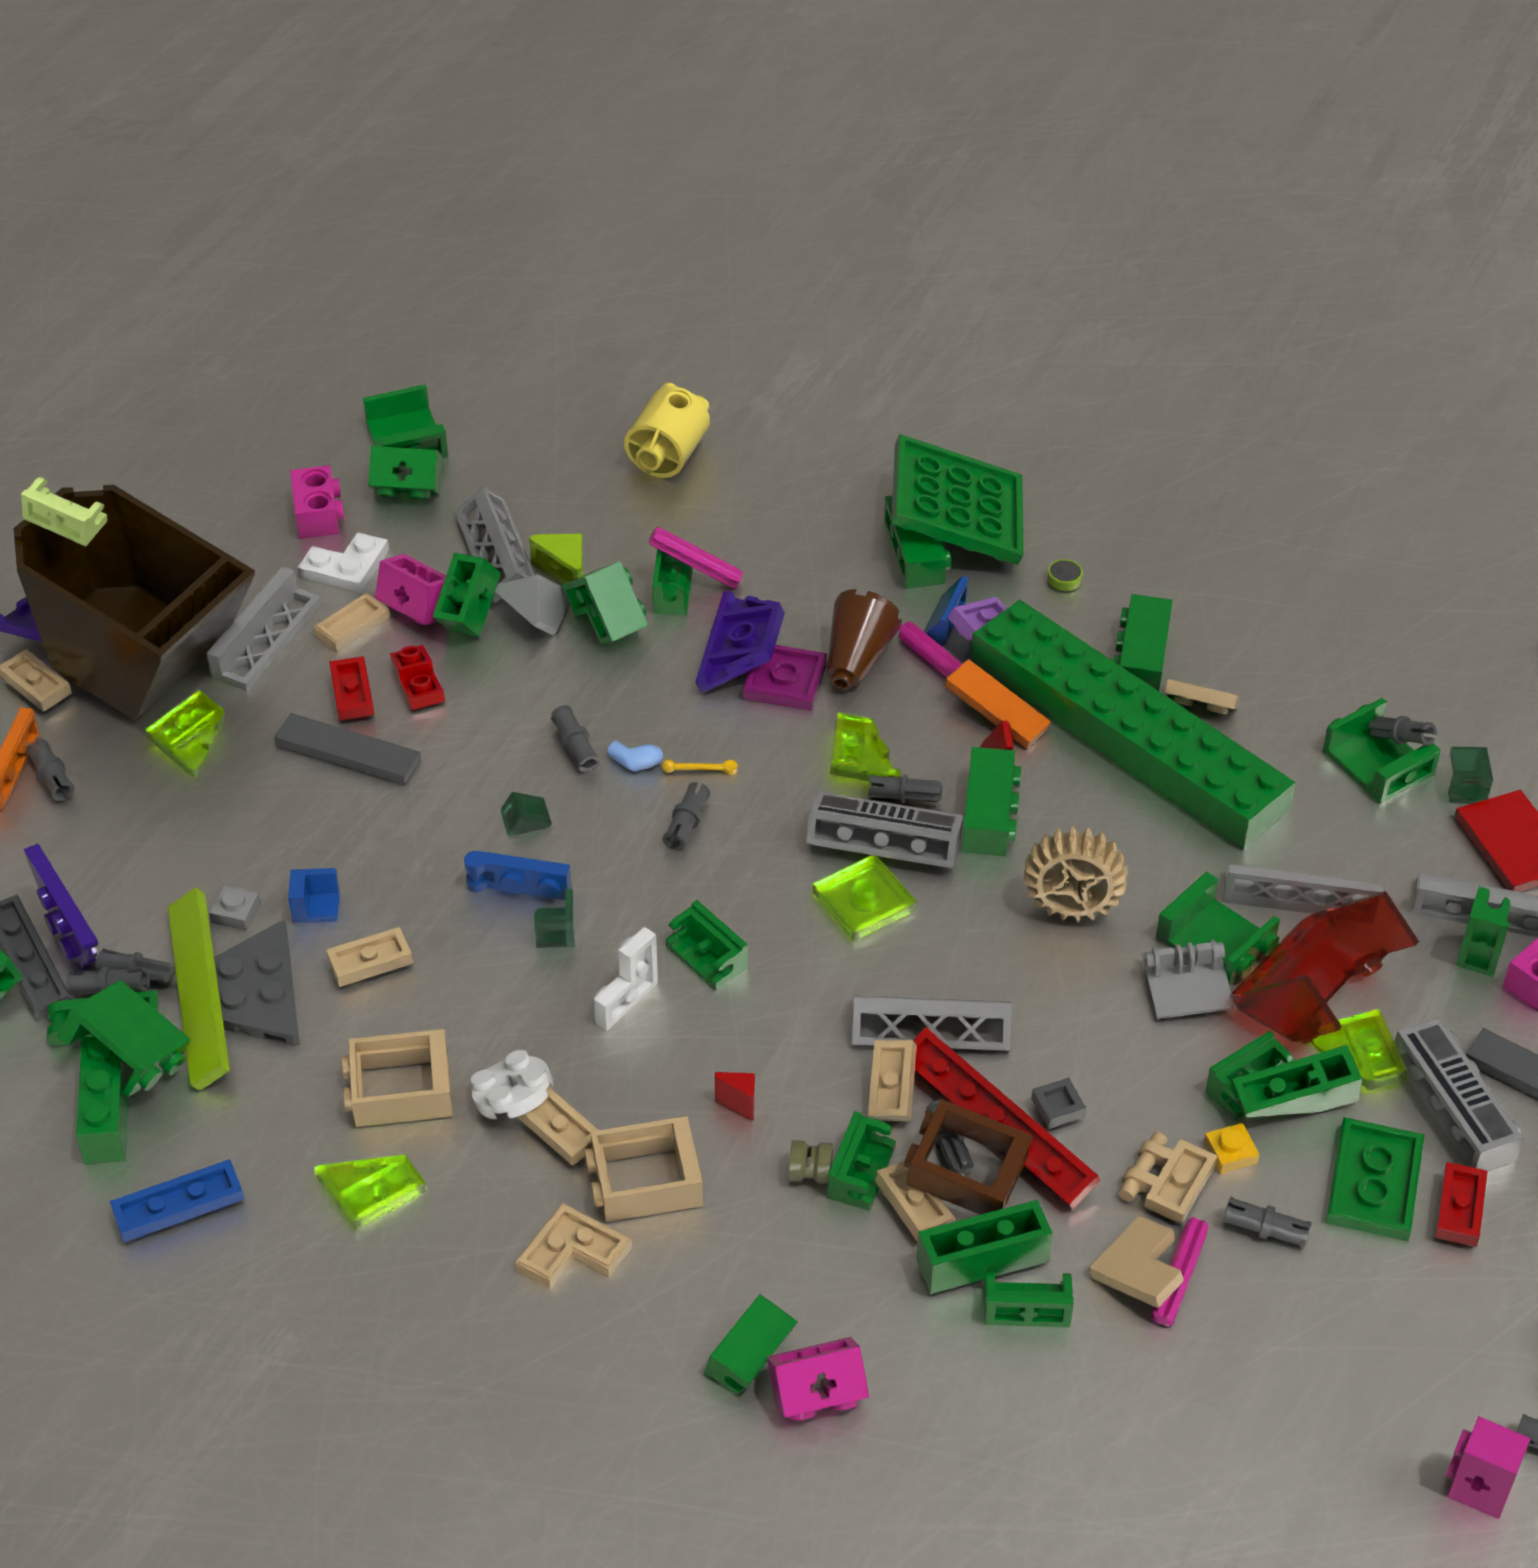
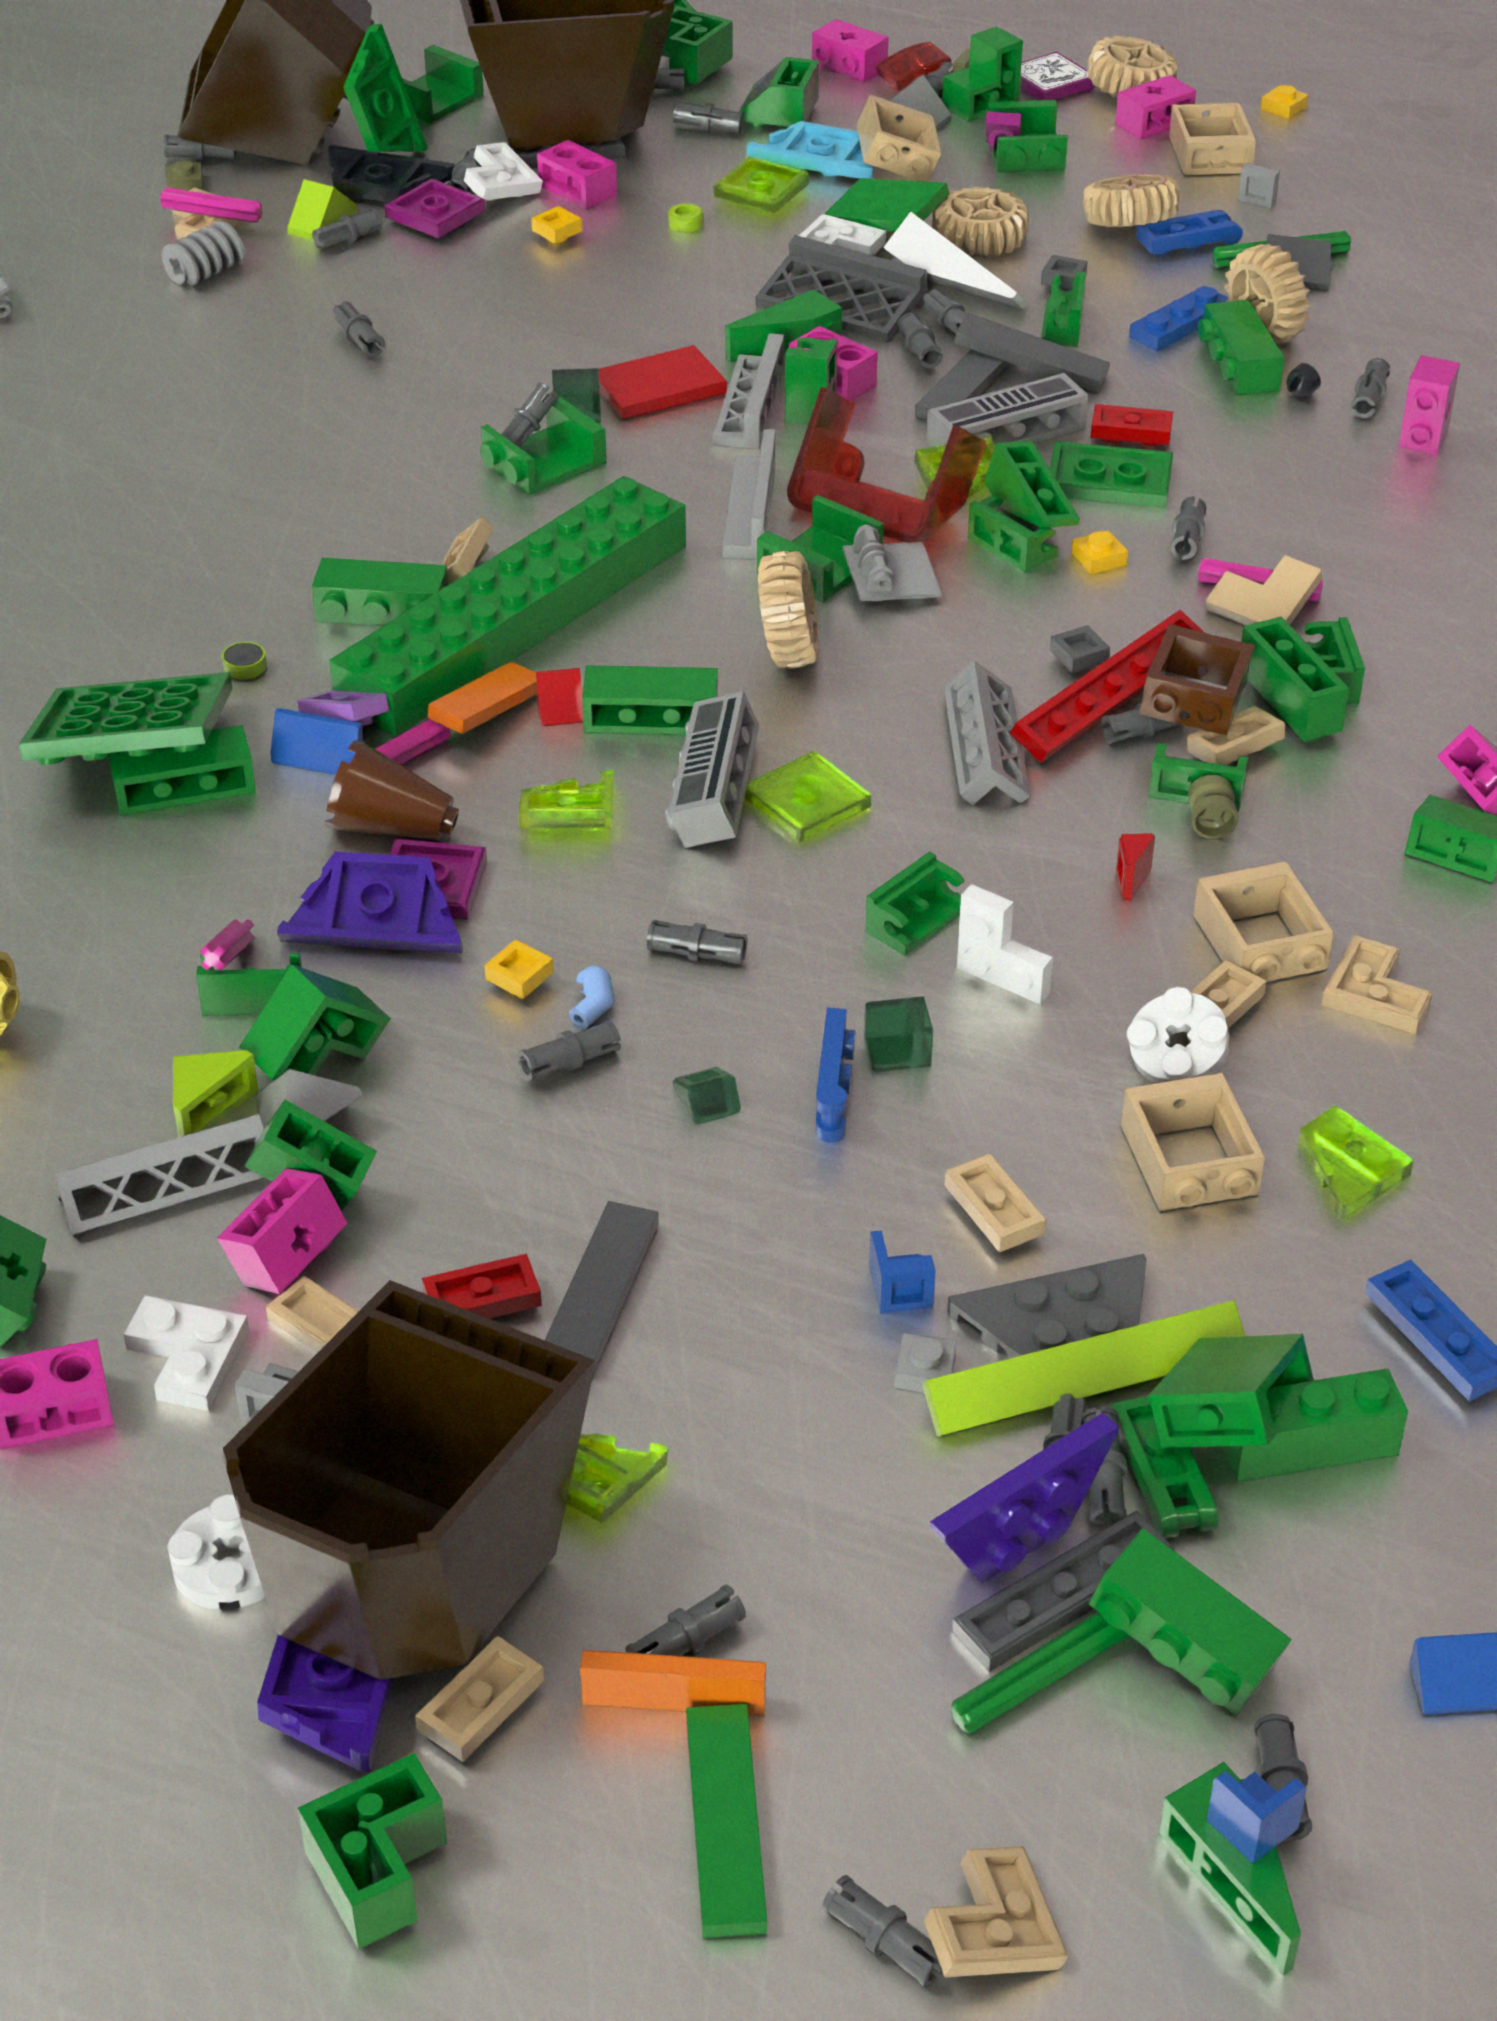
camera: 95 degrees left, 5 degrees down
(60, 514) = (322, 1478): yellowish green hinge -> none
(417, 677) = (436, 1235): red slope -> none
(667, 715) = (519, 969): none -> yellow plate
(729, 767) = (599, 919): yellow hinge -> none
(892, 1080) = (1089, 750): tan plate -> none
(905, 788) = (633, 767): dark grey axle -> none
(1178, 1183) = (1164, 577): tan plate -> none

